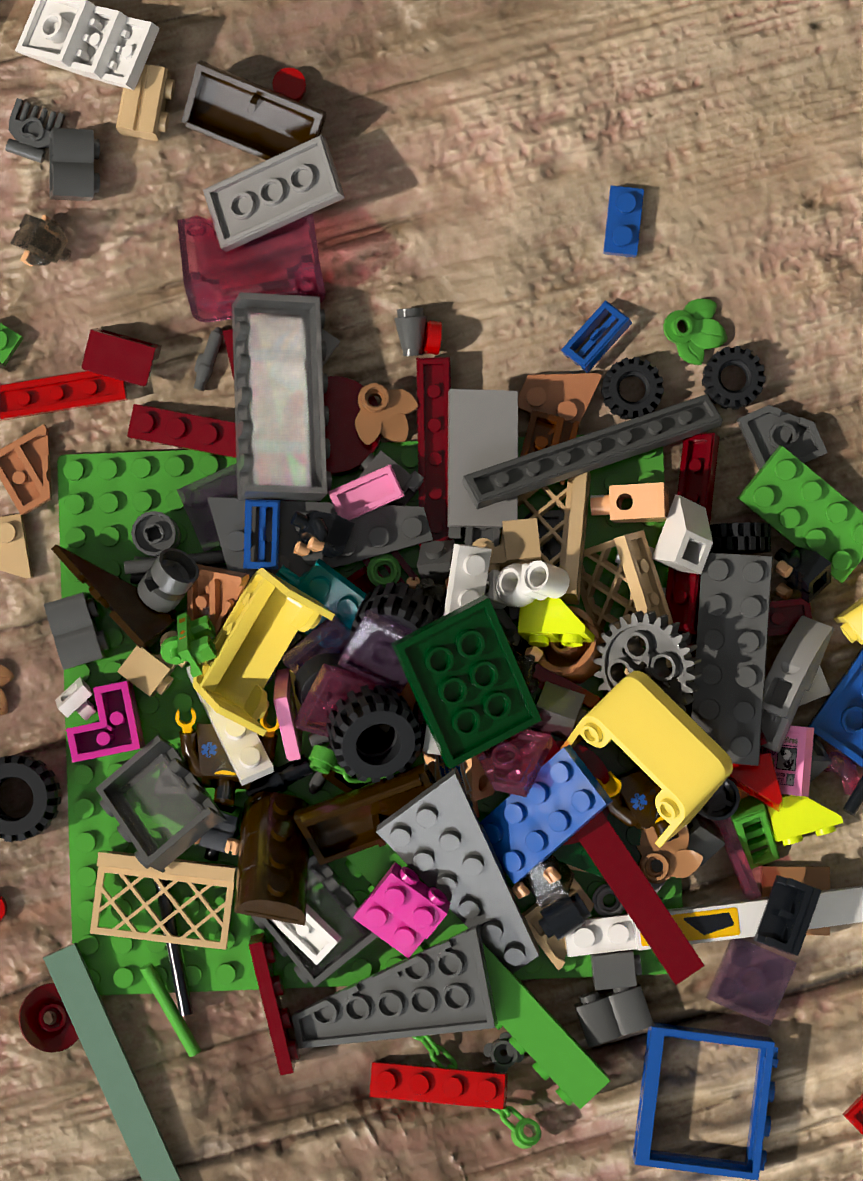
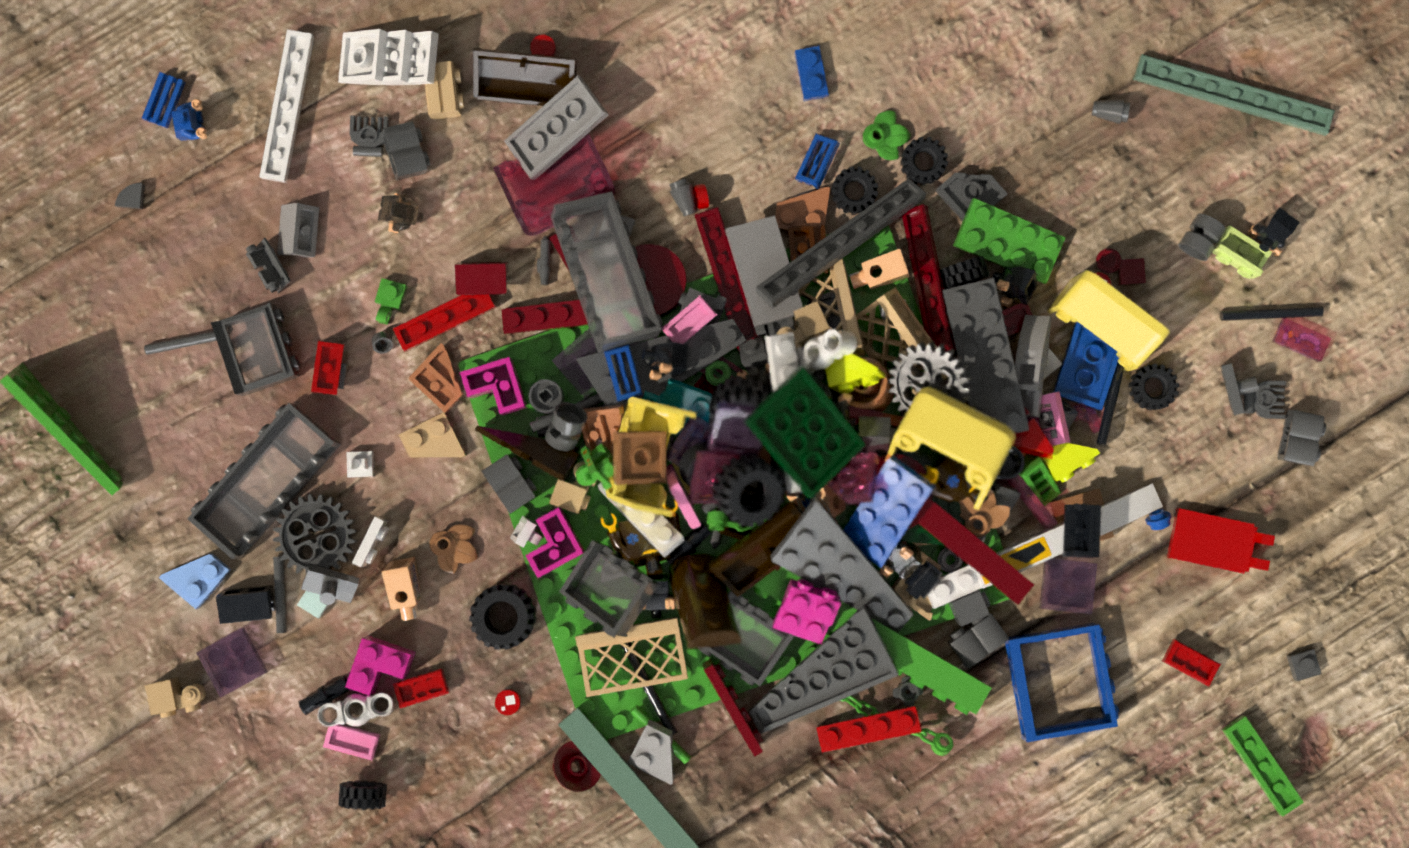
camera: 25 degrees left, 0 degrees up
(104, 495) = (498, 378): none -> dark pink brick
(155, 1031) = (654, 752): none -> light grey wing
(248, 648) = (639, 457): none -> medium nougat tile
(314, 938) = (748, 652): white plate -> none
(388, 417) = (685, 264): medium nougat plate -> none
(684, 537) = (926, 284): white slope -> none

